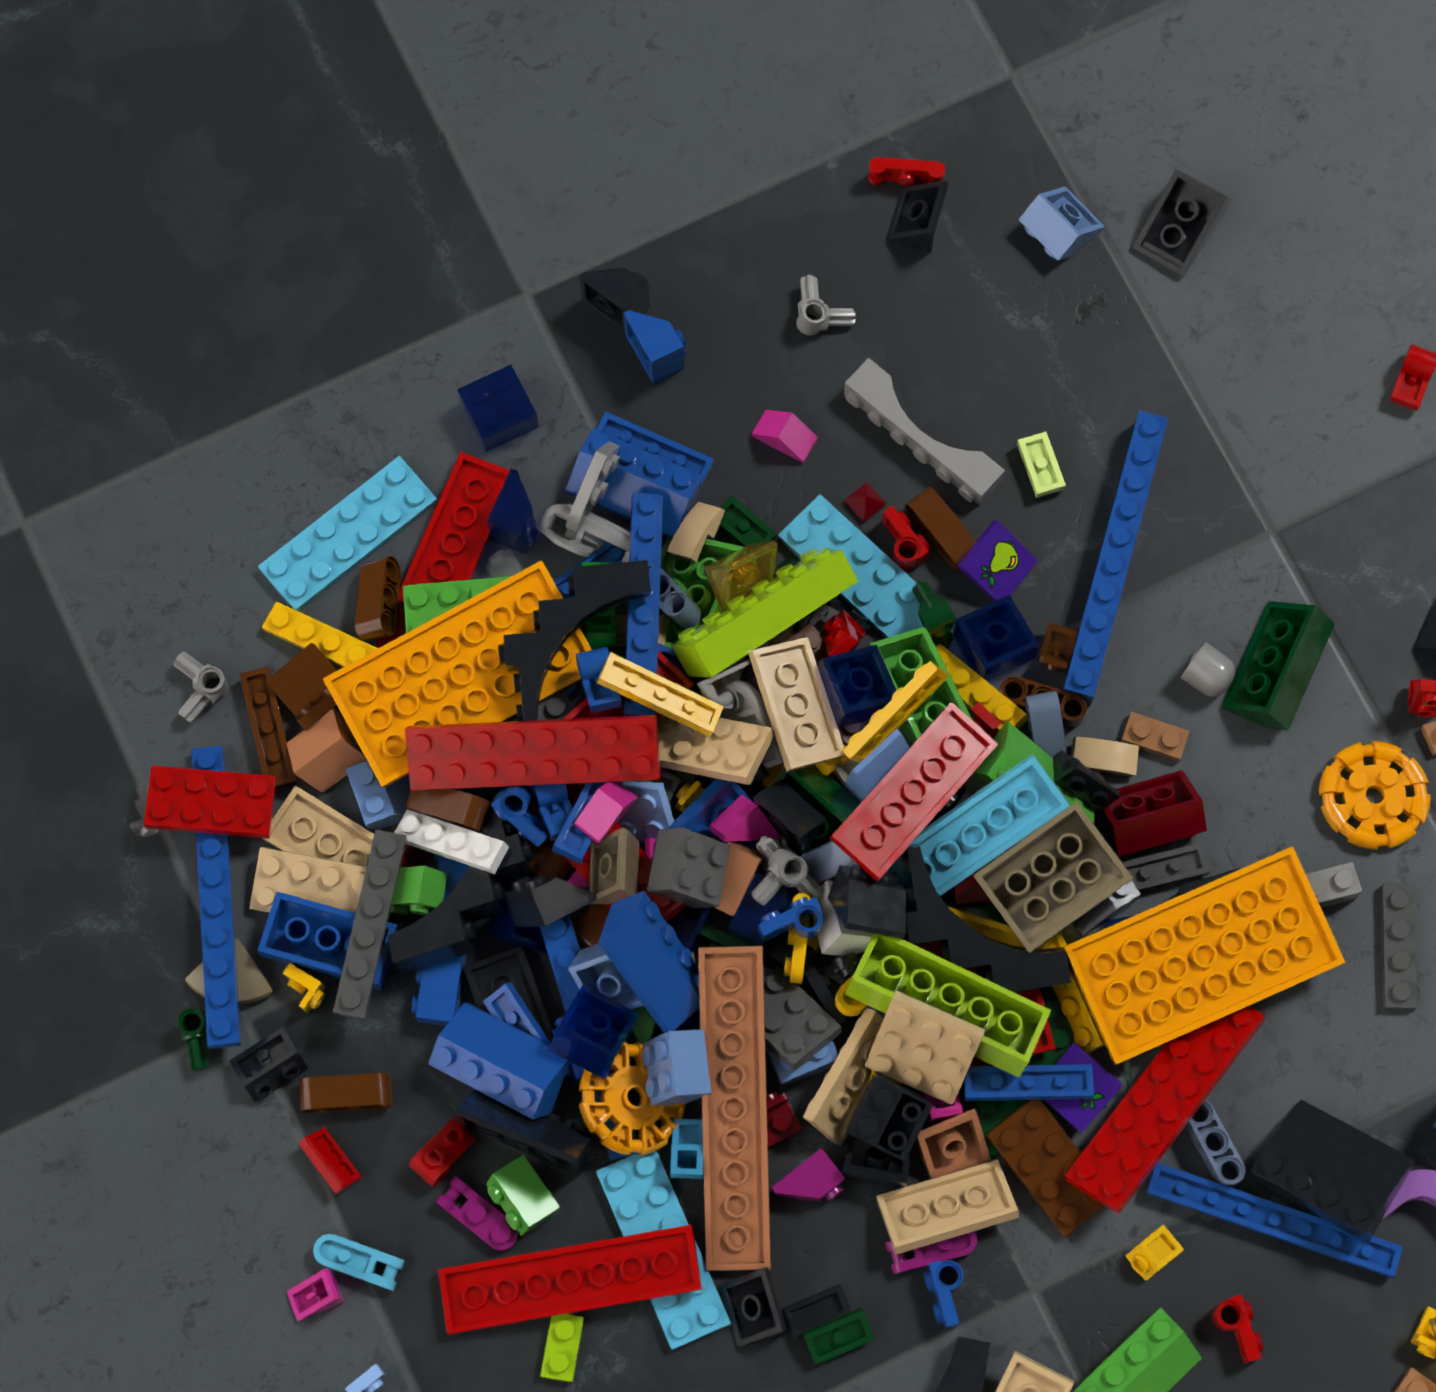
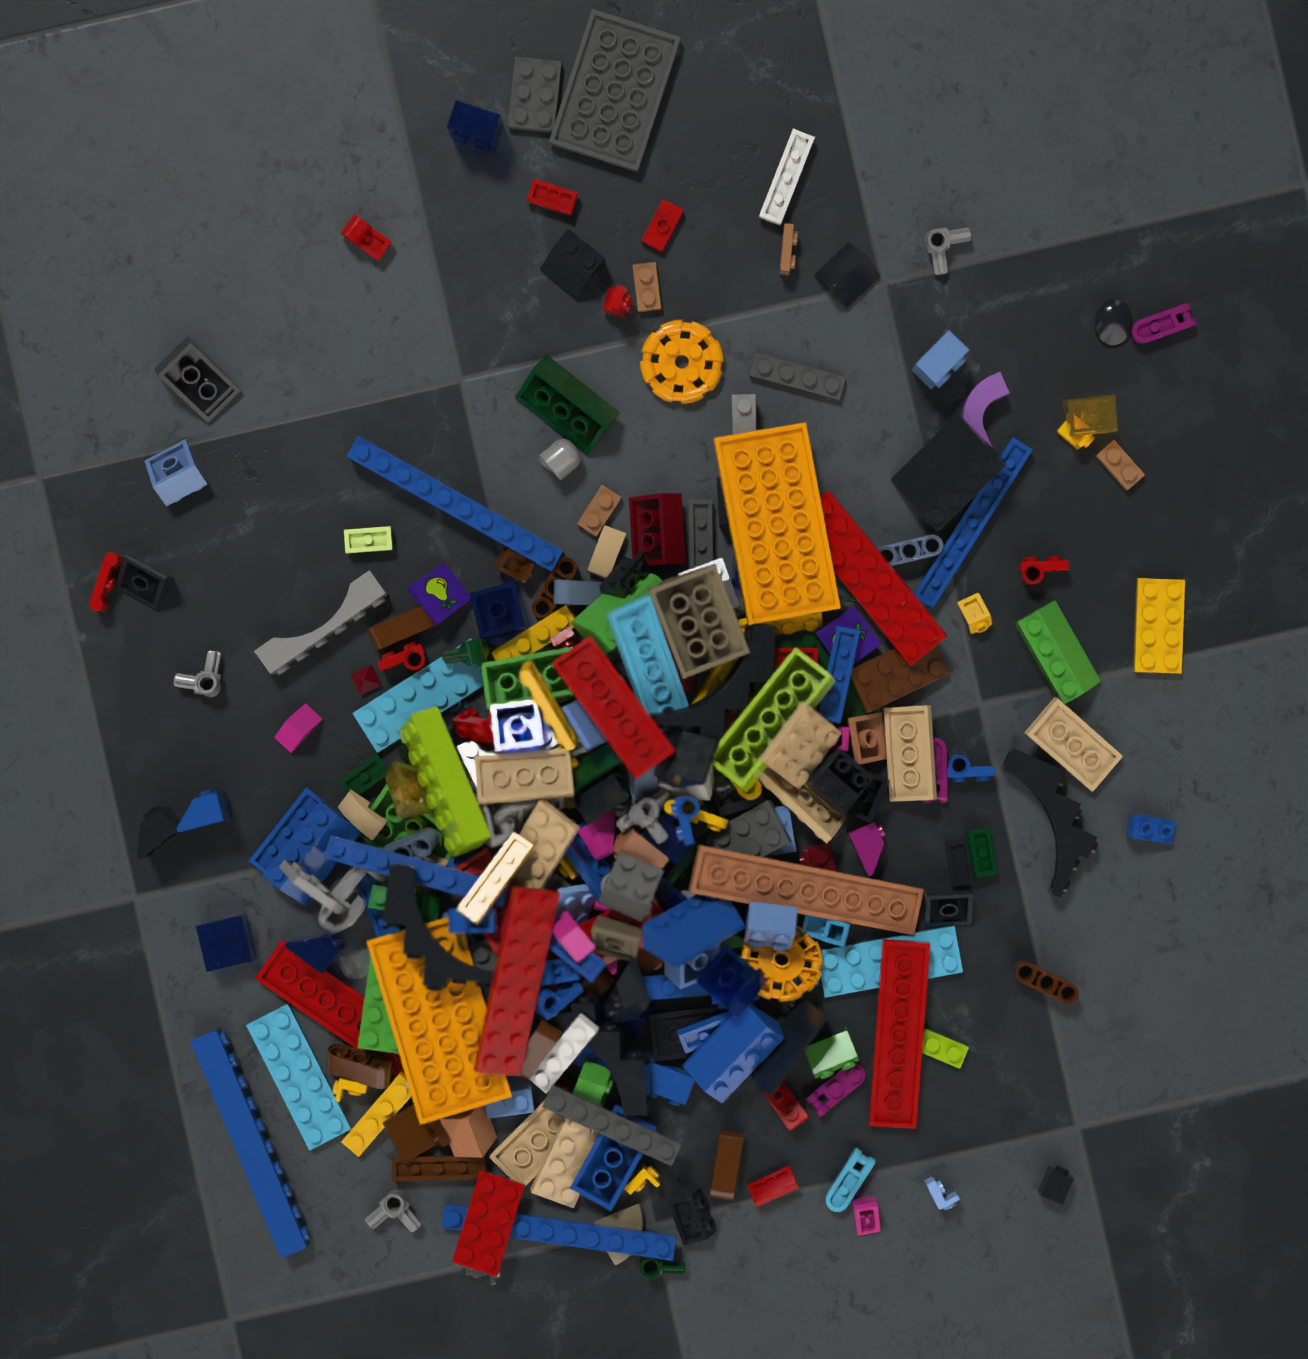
camera: 80 degrees left, 15 degrees up
(253, 493) = (251, 1142): none -> blue brick
(349, 585) = (353, 1088): none -> yellow bracket

